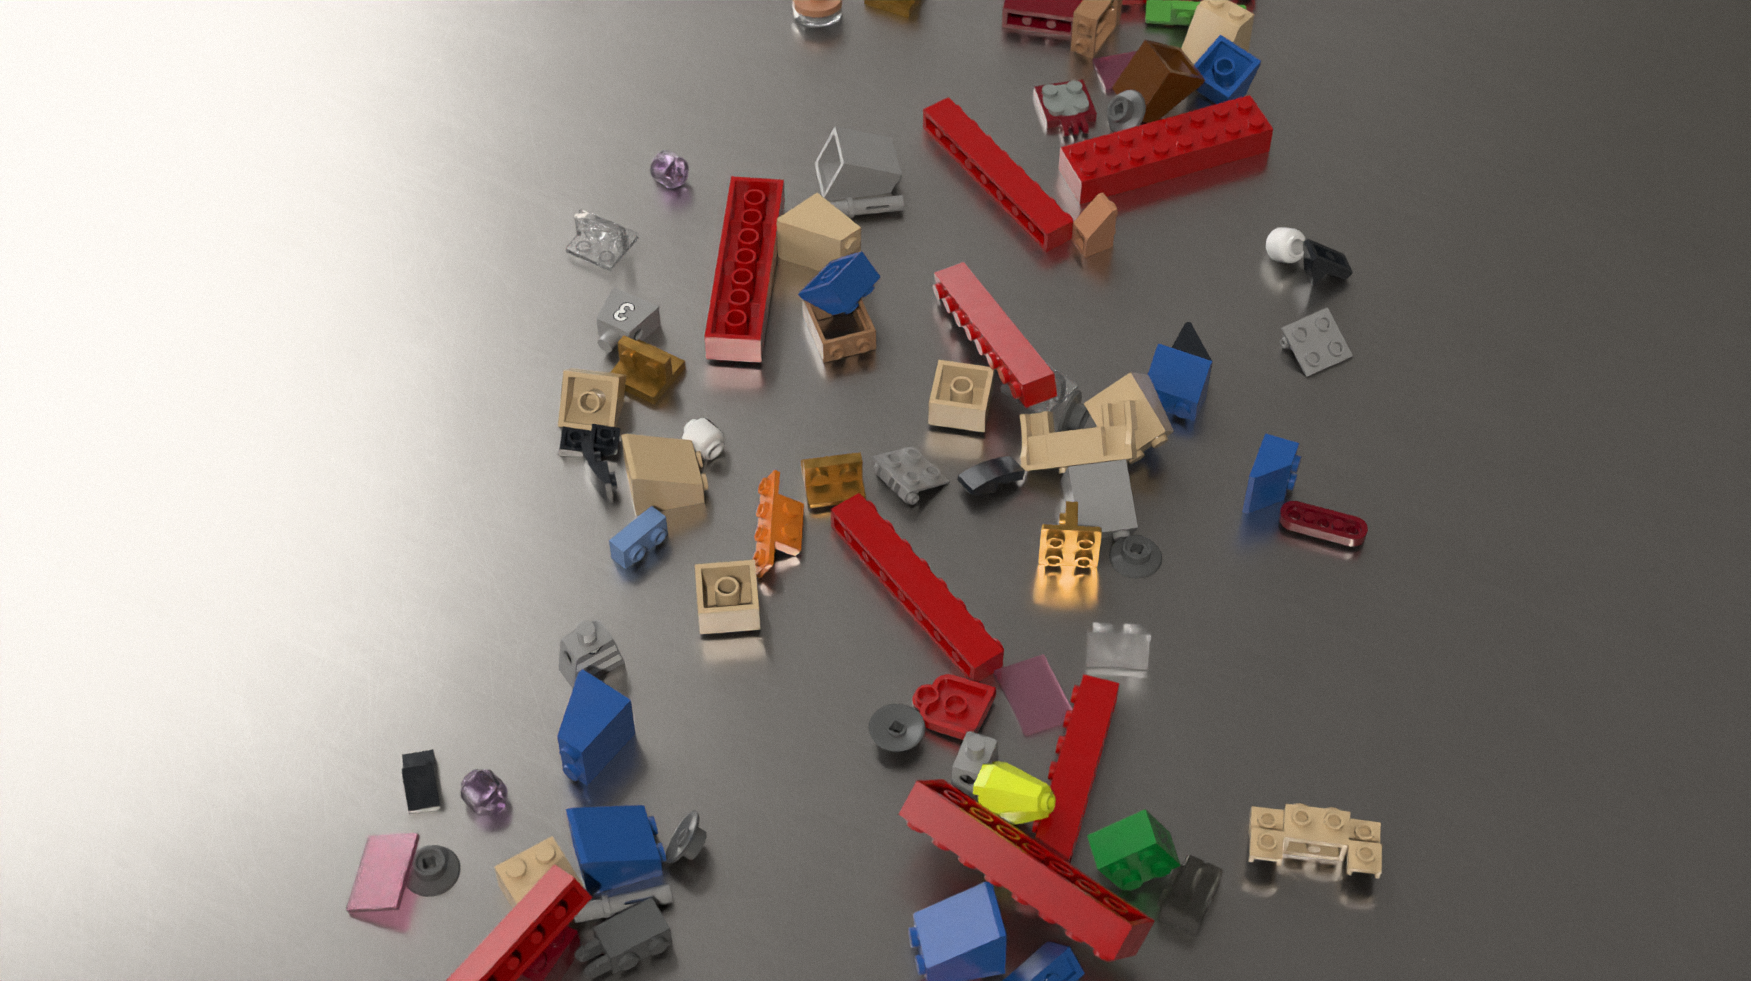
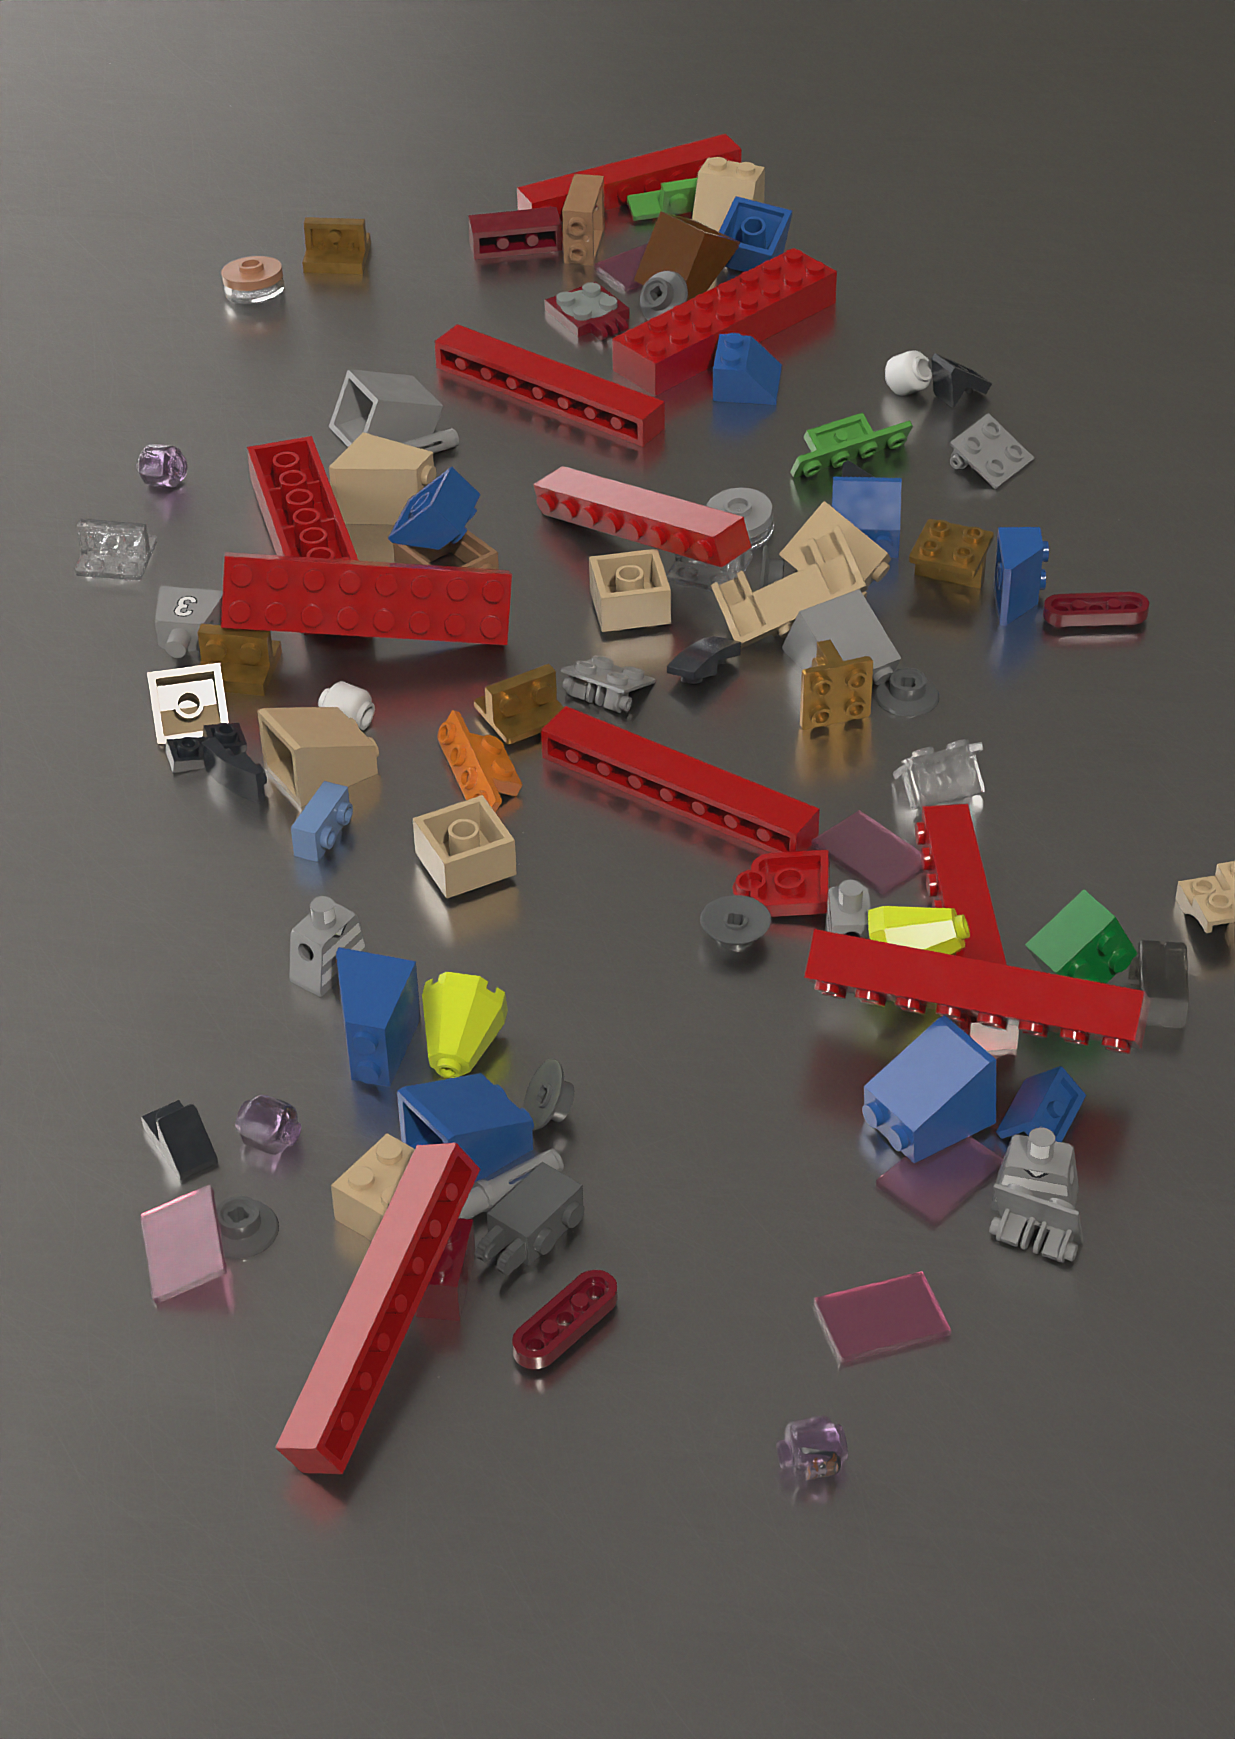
camera: 20 degrees left, 10 degrees down
(650, 755) = (460, 1021): none -> neon yellow cone
(750, 351) = (366, 598): none -> red brick
(1081, 350) = (753, 506): none -> light grey piece
(1095, 226) = (691, 402): nougat slope -> none
(1157, 205) = (745, 371): none -> blue slope
(1203, 296) = (844, 441): none -> bright green bracket
(1229, 435) = (951, 553): none -> pearl gold bracket

